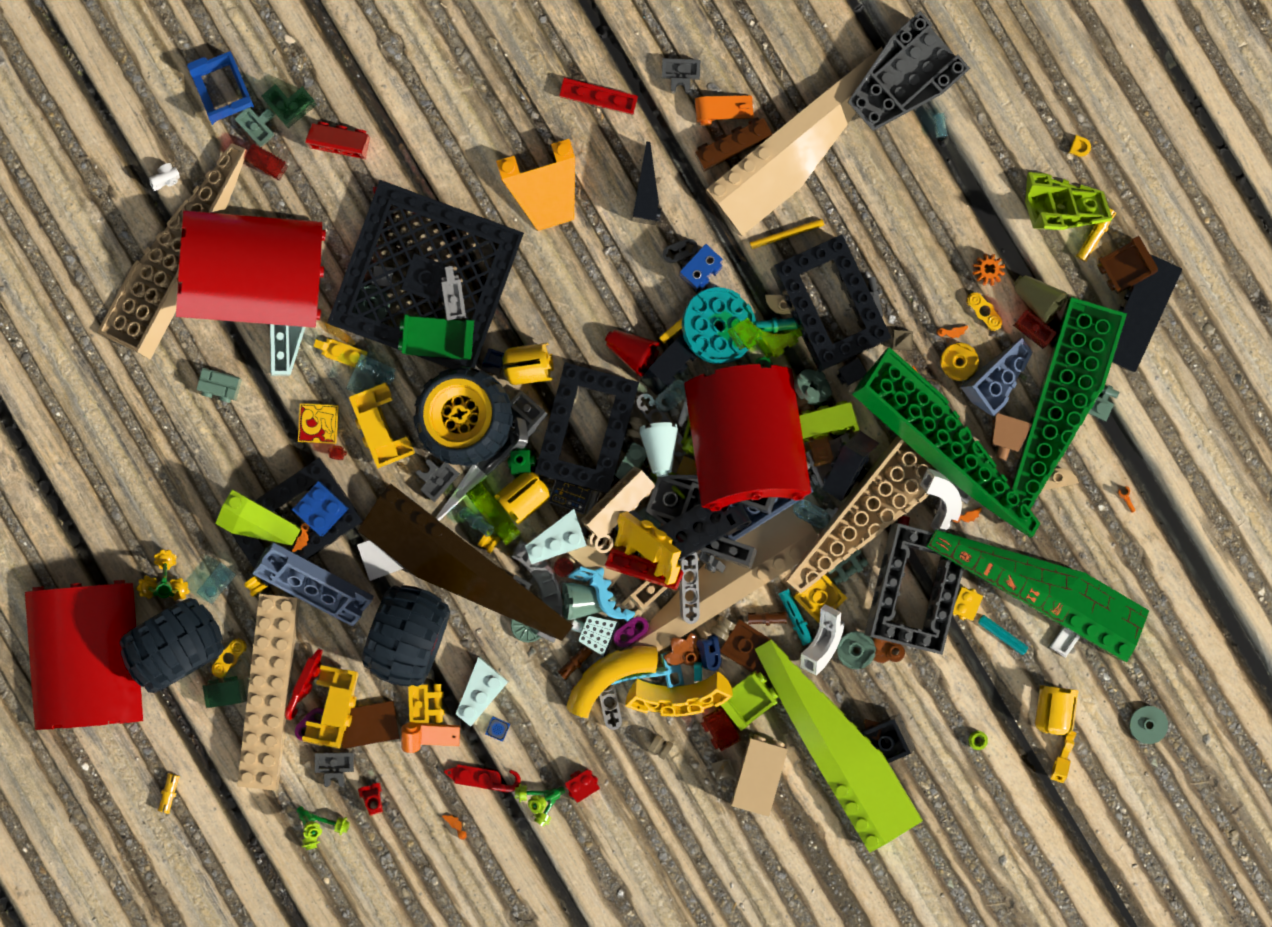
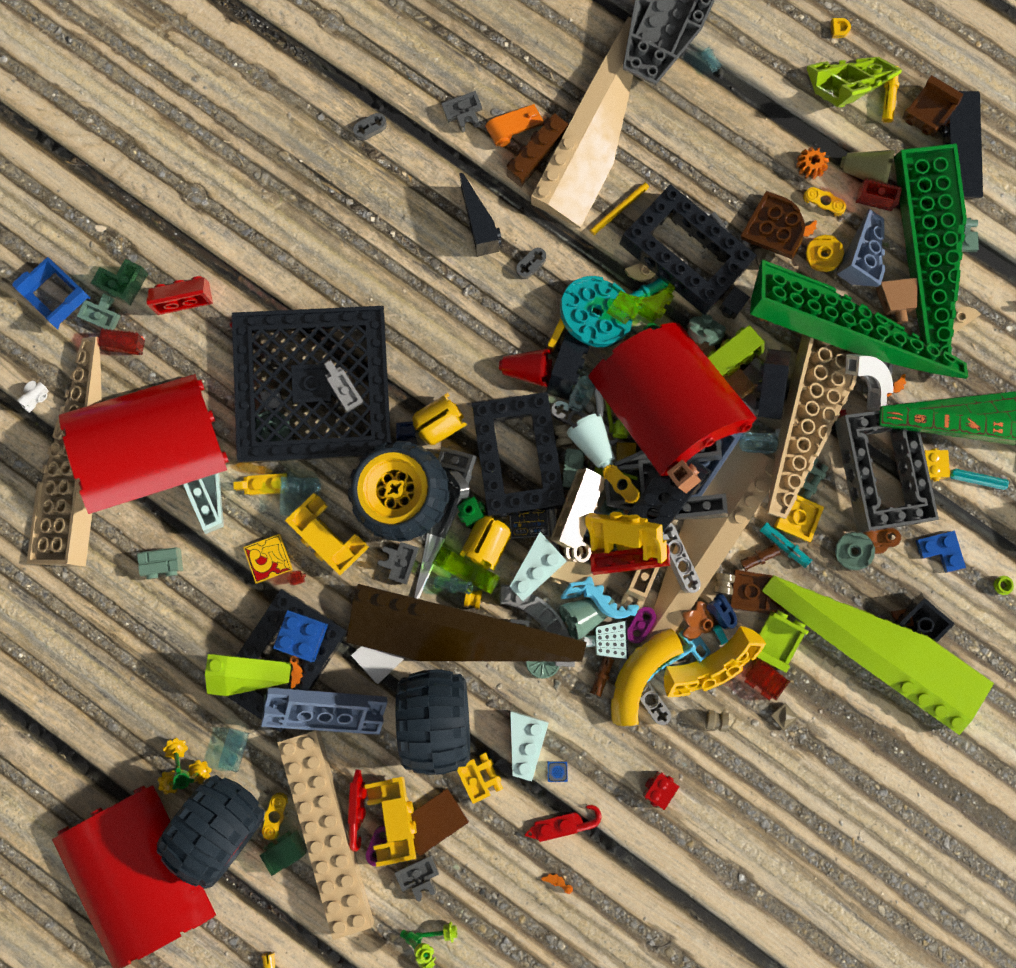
camera: 25 degrees left, 5 degrees down
(255, 586) = (271, 736): yellow wheel -> none
(369, 795) = (464, 889): red plate -> none
(428, 734) = (484, 810): orange door -> none
(436, 337) = (344, 432): green panel -> none
(538, 803) = (630, 828): lime plant -> none
(544, 192) = (386, 261): light orange wedge -> none
(563, 567) = (552, 595): clear red wheel -> none
(586, 45) = (370, 127): none -> dark grey beam
(598, 96) = (398, 160): red plate -> none
(664, 486) = (613, 475): none -> yellow piece
(701, 267) = (557, 267): blue piece -> none
(711, 563) = (688, 528): dark grey plate -> none
(721, 516) = (684, 476): none -> nougat brick
(759, 775) = (823, 707): tan brick -> none
(825, 643) = (824, 555): white arch -> none
(924, 316) = (776, 226): none -> reddish brown plate
(943, 684) = (944, 545): none -> blue plate

